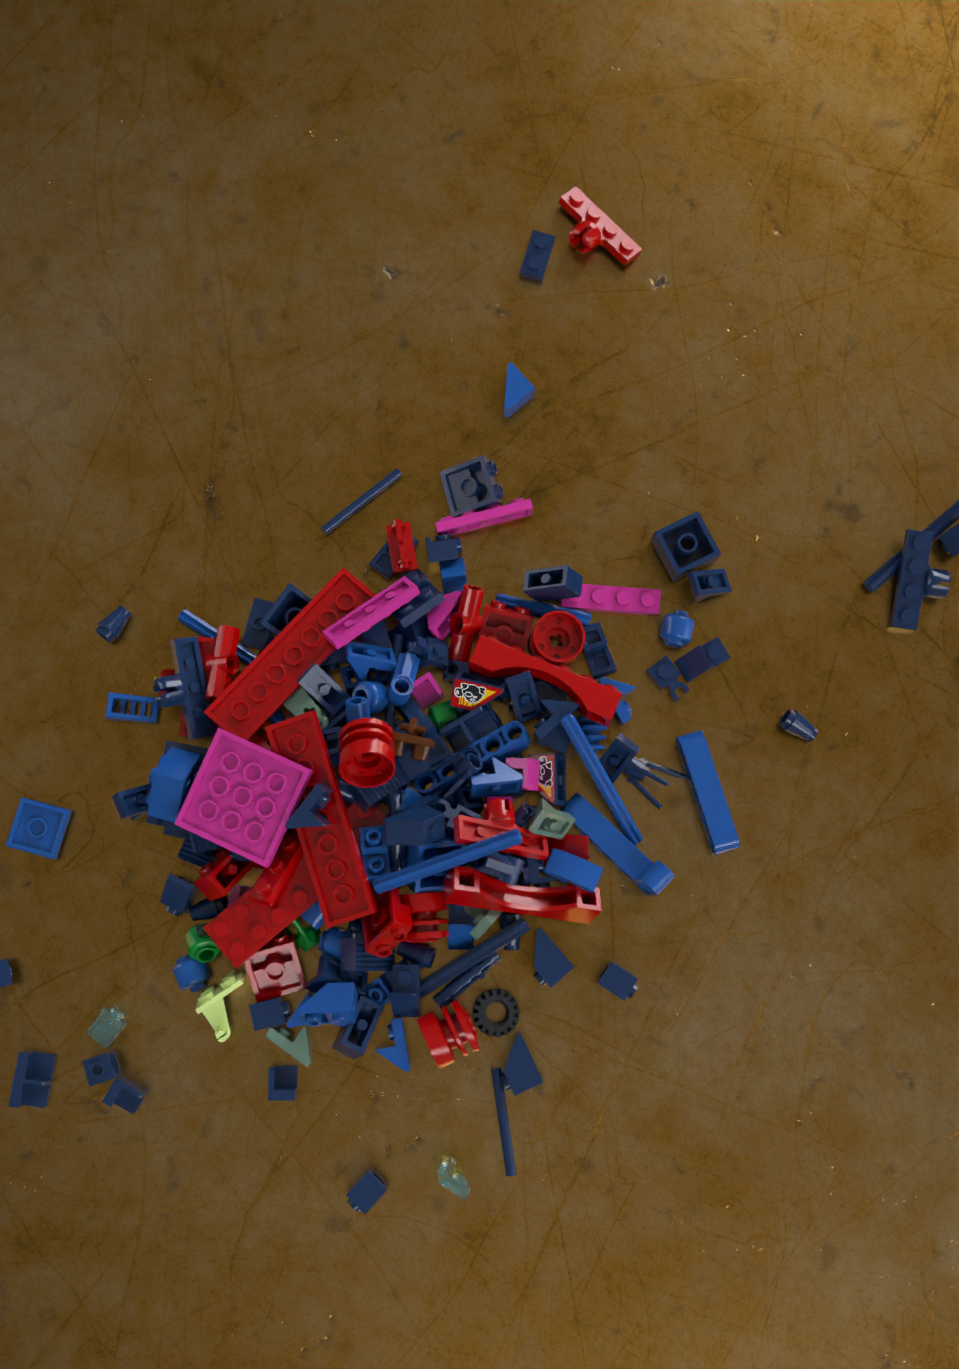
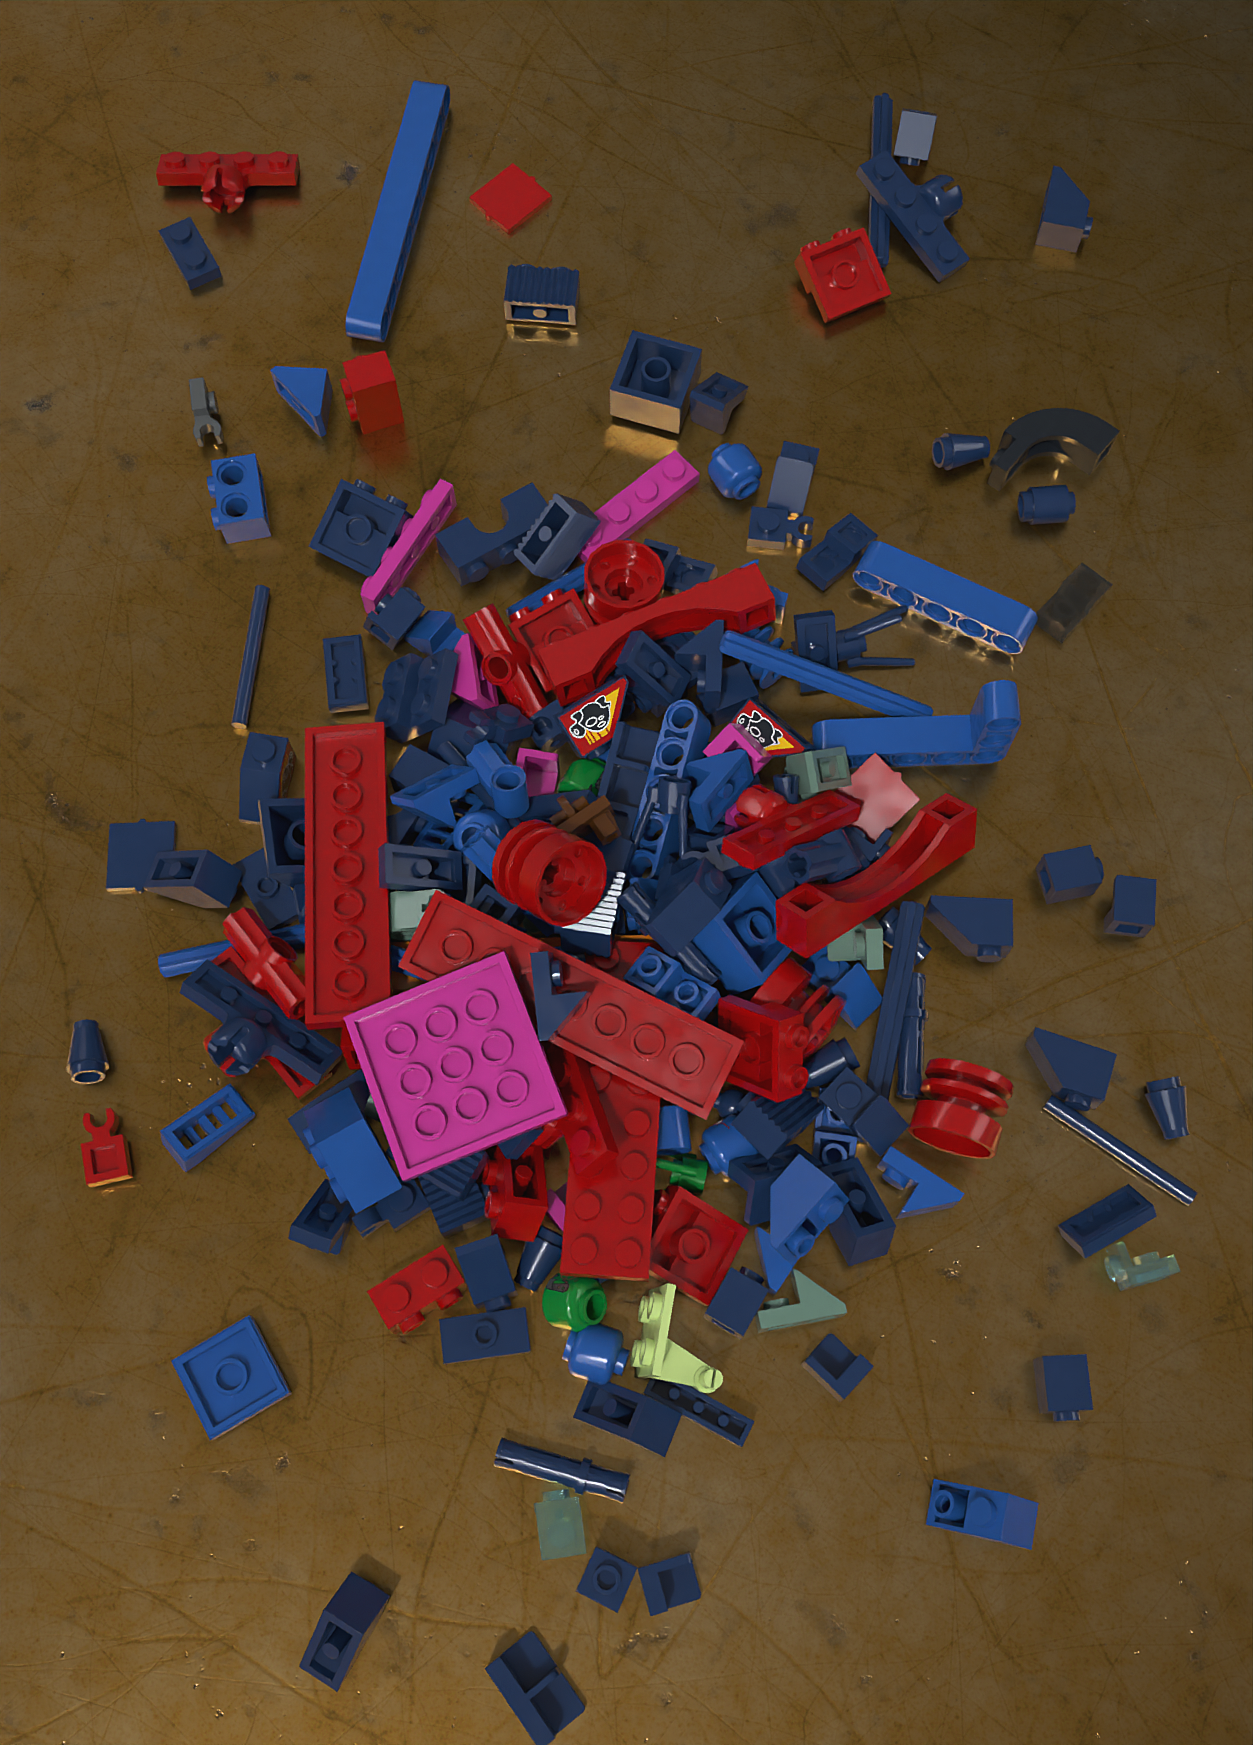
camera: 40 degrees left, 10 degrees down
(78, 679) = (107, 1156): none -> red plate
(130, 1006) = (563, 1470): none -> dark blue pin
(144, 870) = (418, 1290): none -> red brick
(155, 918) = (484, 1335): none -> dark blue plate
(177, 1013) = (628, 1416): none -> dark blue slope
(211, 1047) = (701, 1410): none -> dark blue piece
(222, 552) = (133, 850): none -> dark blue piece
(231, 588) = (194, 878): none -> dark blue slope
(277, 1205) = (982, 1513): none -> blue slope
(308, 569) = (264, 773): none -> dark blue slope
(371, 612) = (389, 739): dark pink plate -> none
(401, 546) = (347, 653): red hinge -> none
(436, 418) = (244, 497): none -> blue brick
(447, 861) = (763, 903): blue axle -> none
(461, 350) = (203, 406): none -> dark grey plate
(462, 1145) = (1107, 1221): none -> dark blue plate
(509, 551) = (475, 553): none -> dark blue arch
(510, 1020) = (992, 1017): black tyre -> none
(543, 421) = (371, 392): none -> red brick
(545, 1126) = (1169, 1106): none -> dark blue cone
(573, 869) = (893, 800): blue slope -> none
(628, 1024) = (1132, 906): none -> dark blue panel
(660, 328) = (398, 212): none -> blue beam
(681, 444) = (542, 294): none -> dark blue brick
(683, 717) = (837, 552): none -> dark blue slope
(723, 373) = (510, 198): none -> red piece
(767, 855) = (1072, 602): none -> clear smoke slope
(808, 795) = (1046, 504): none -> dark blue brick
(841, 577) = (842, 273): none -> red plate
(857, 766) = (1056, 433): none -> black arch

